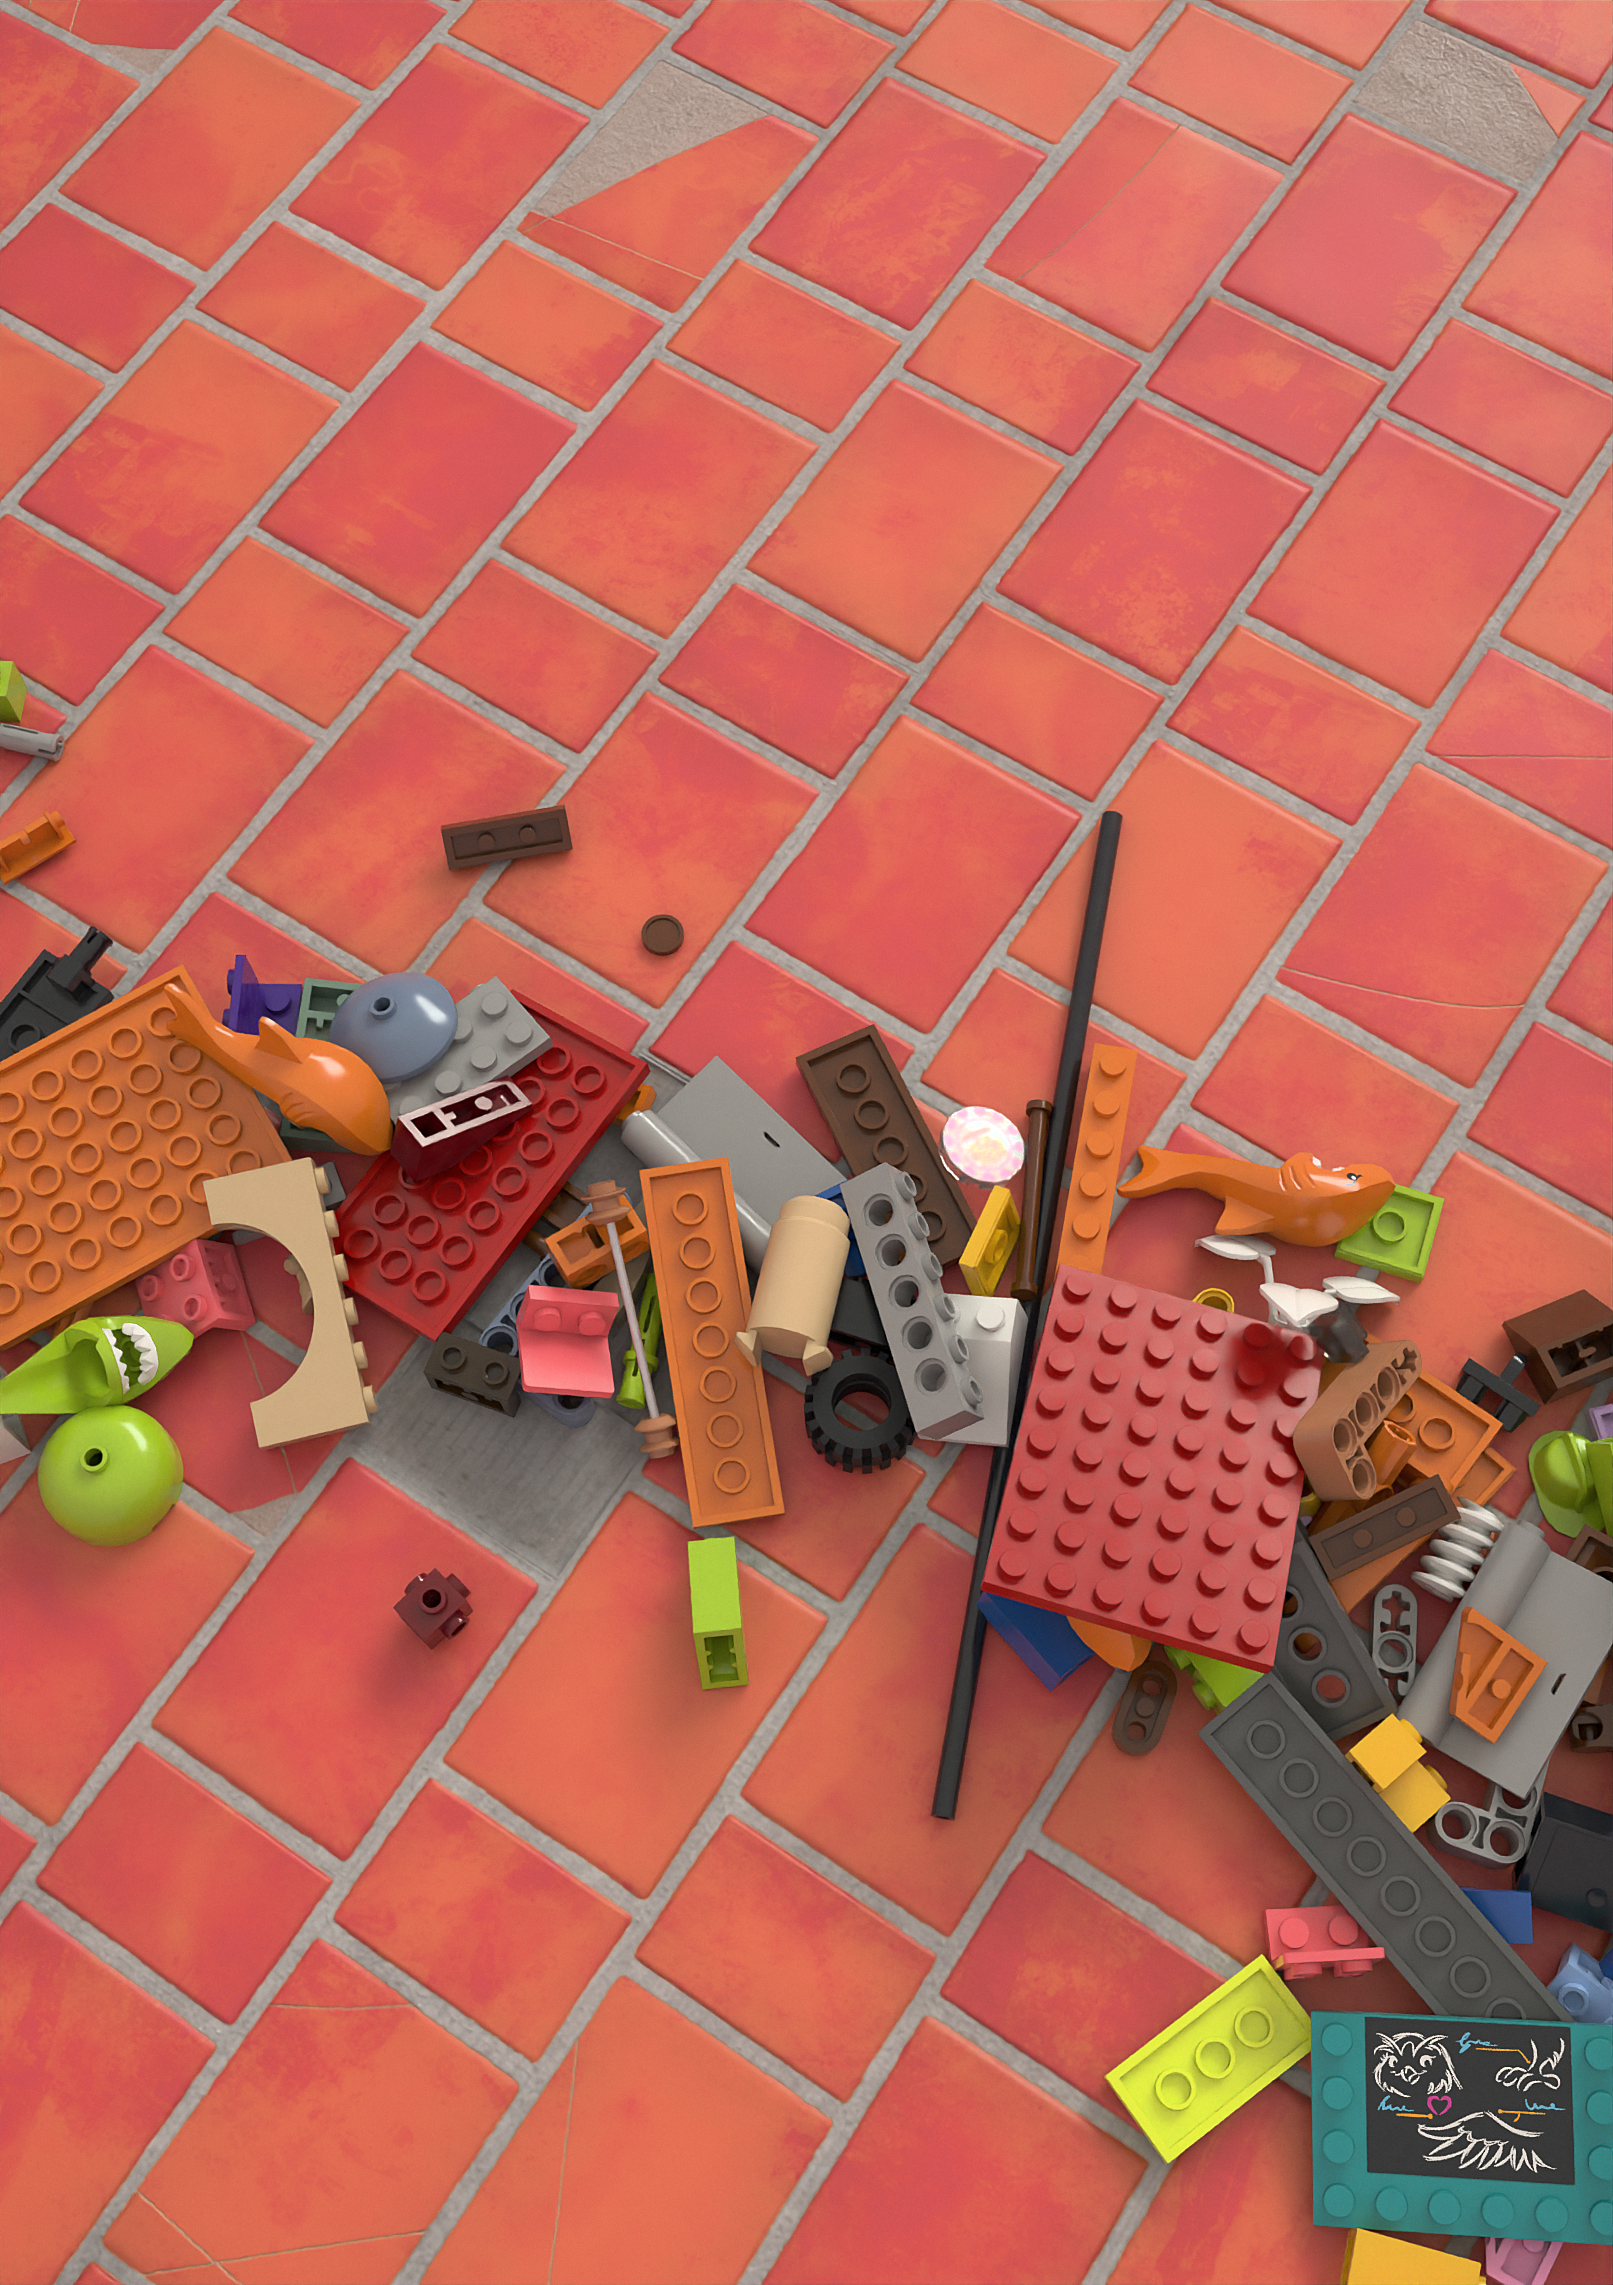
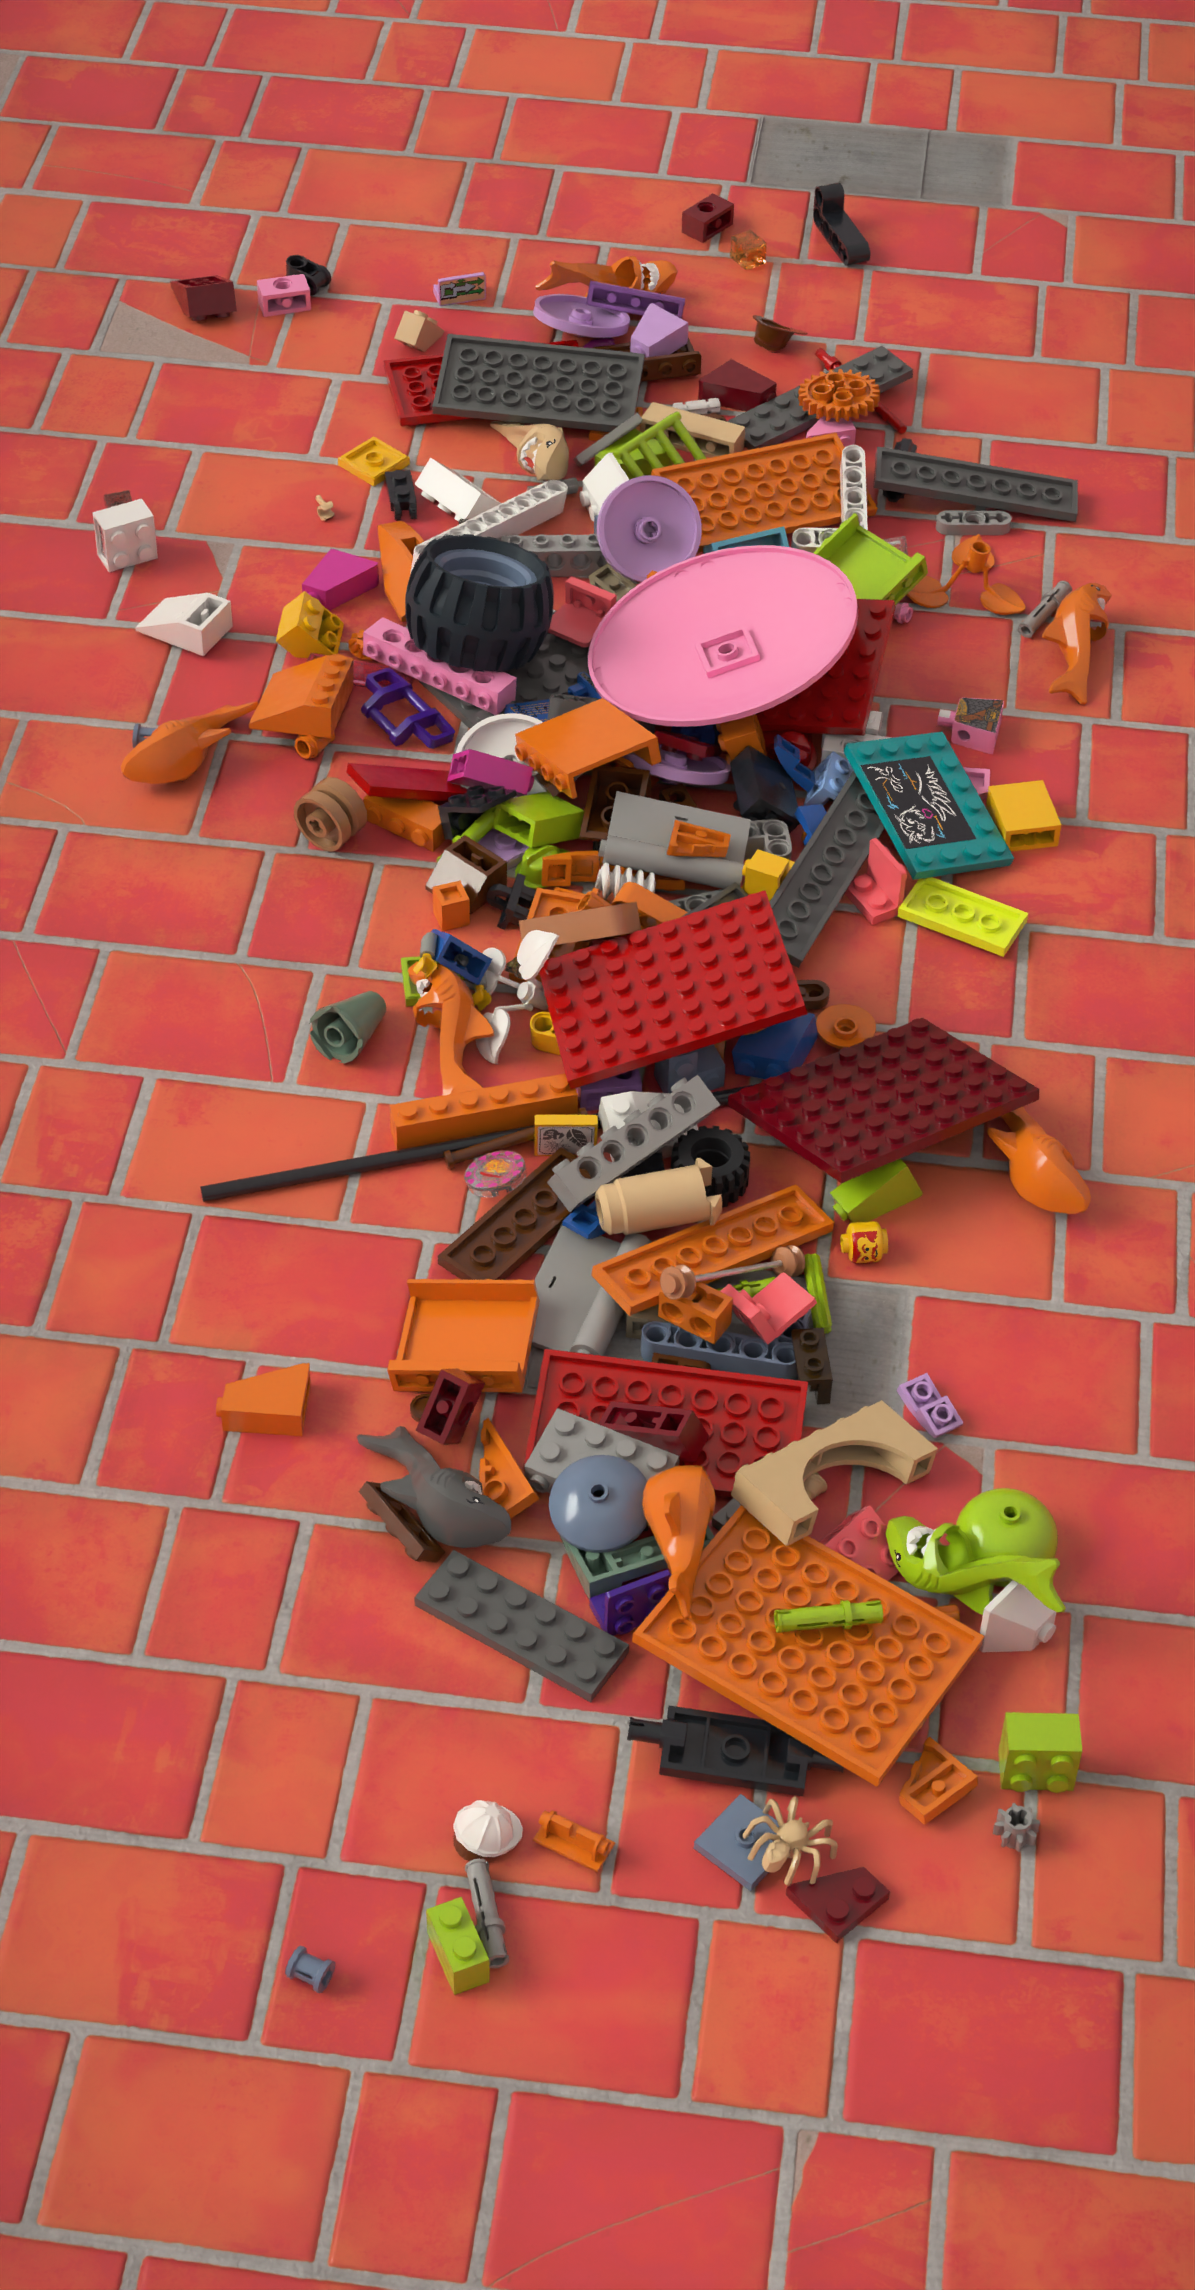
camera: 120 degrees left, 20 degrees down
(40, 565) = (310, 1969): none -> sand blue bush
(76, 1193) = (835, 1615): none -> lime pin
(88, 771) = (485, 1830): none -> white piece
(317, 905) = (522, 1625): none -> dark grey plate
(353, 1499) = (931, 1410): none -> lavender slope
(420, 1610) = (970, 1323): dark red brick -> none
(515, 962) = (501, 1474): none -> orange wing
(525, 862) = (440, 1495): none -> dark grey piece
(599, 1453) = (816, 1287): none -> lime axle
(619, 930) = (450, 1406): none -> dark red brick
(642, 1550) = (864, 1242): none -> yellow head
(682, 1846) = (1041, 1165): none -> orange piece
(724, 1001) = (466, 1326): none -> orange panel
(742, 768) = (267, 1402): none -> orange slope
(851, 1692) = (882, 1099): none -> dark red plate
(1051, 1713) = (845, 1025): none -> orange dish
(1327, 1077) = (347, 1025): none -> sand green cone
(1378, 1228) = (457, 957): none -> torso
(1384, 1527) = (638, 888): reddish brown plate -> none
(1518, 1295) = (451, 905): none -> orange panel
(1539, 1483) = (570, 867): none -> orange slope

